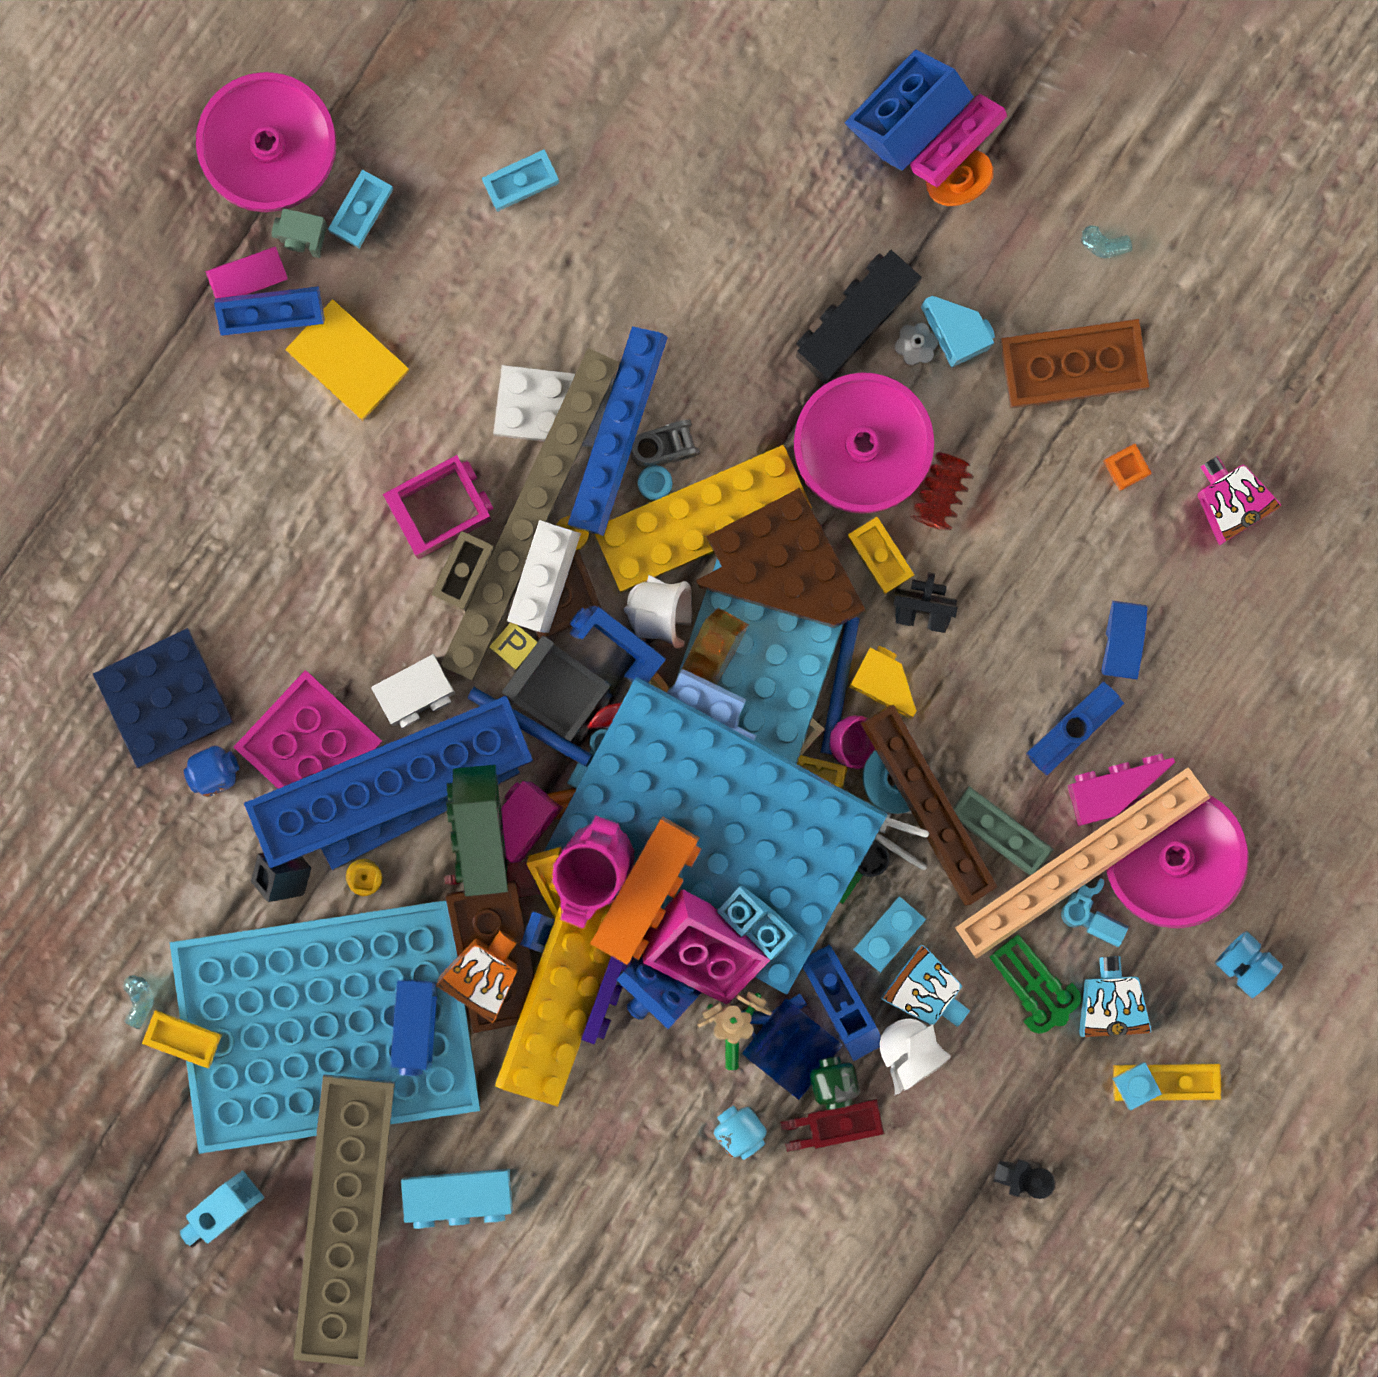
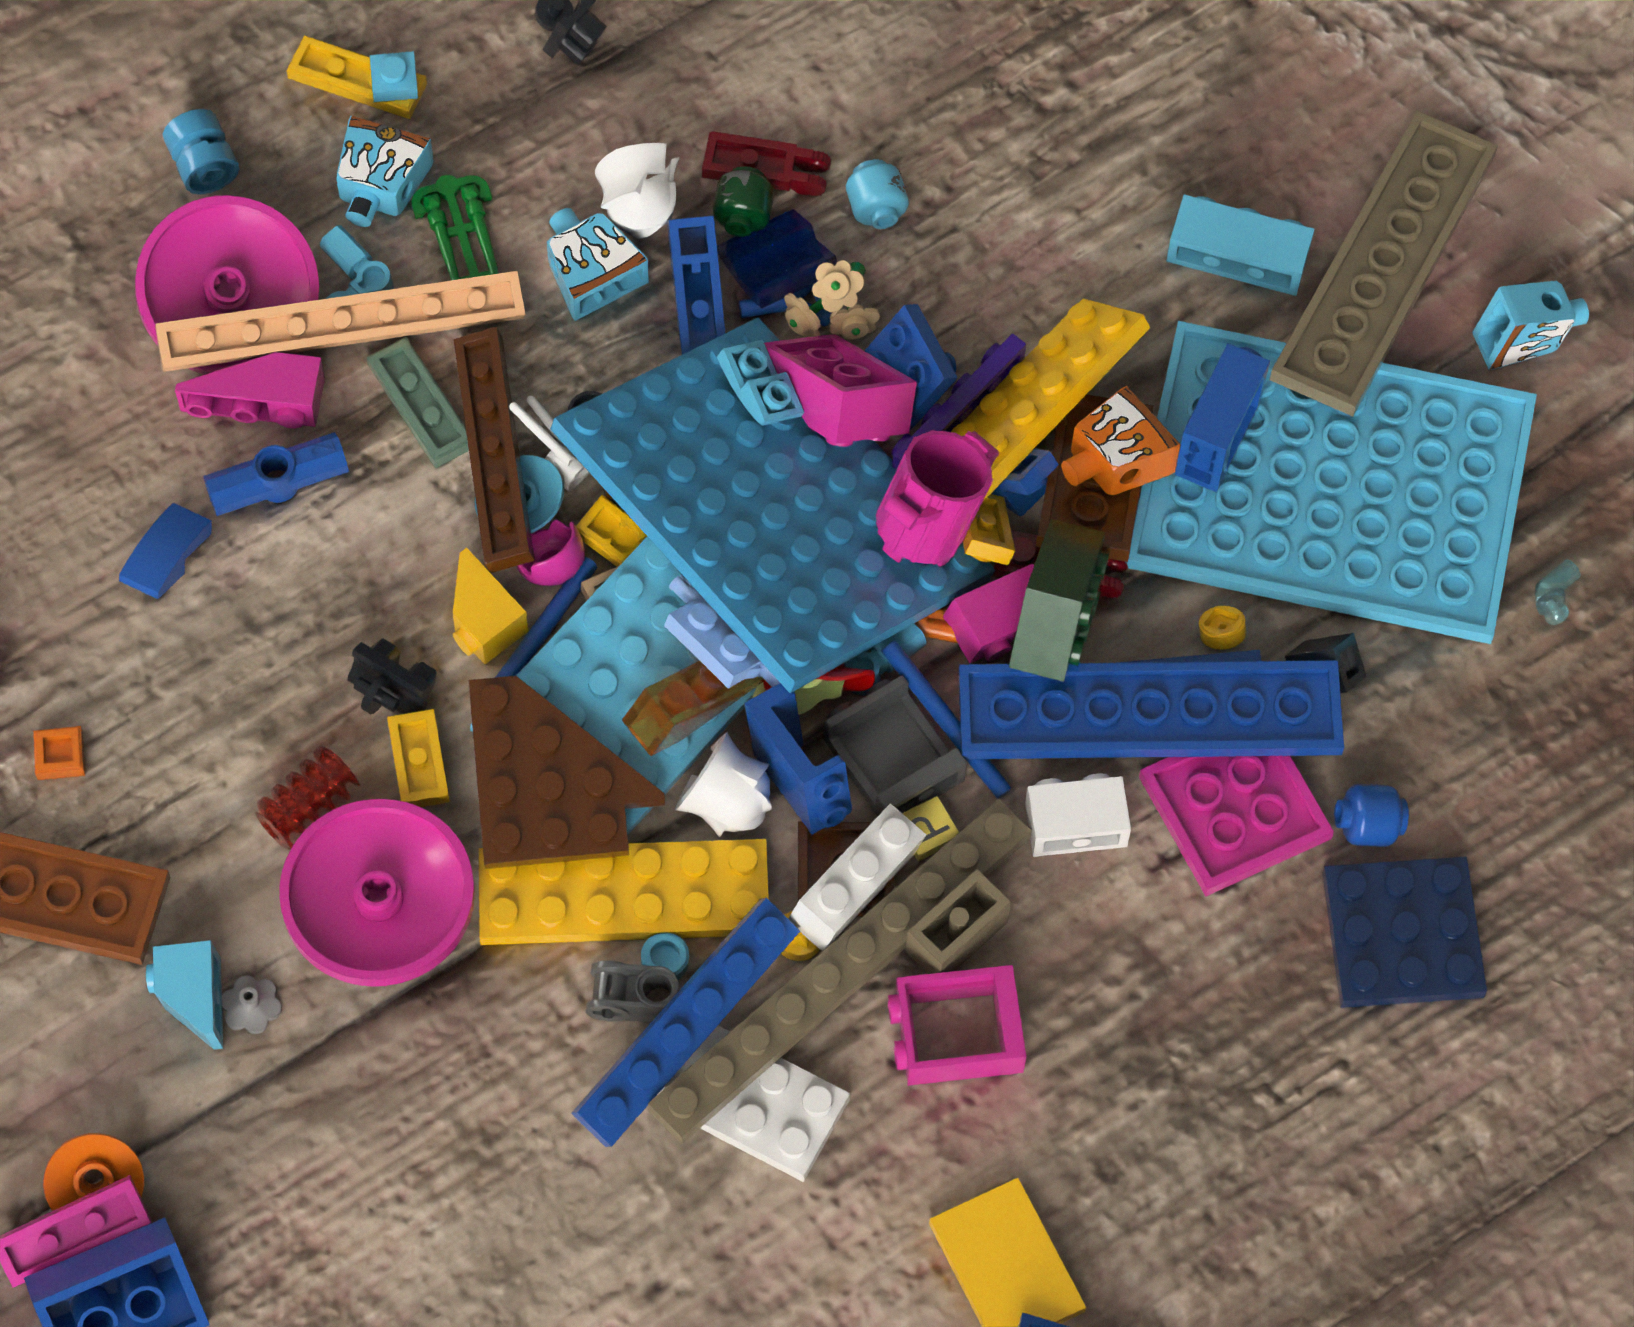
camera: 160 degrees left, 20 degrees down
(182, 1039) = (1514, 520): yellow tile -> none
(645, 890) = (863, 464): orange brick -> none
(858, 316) = (310, 1057): black brick -> none
(889, 934) = (606, 340): medium azure plate -> none

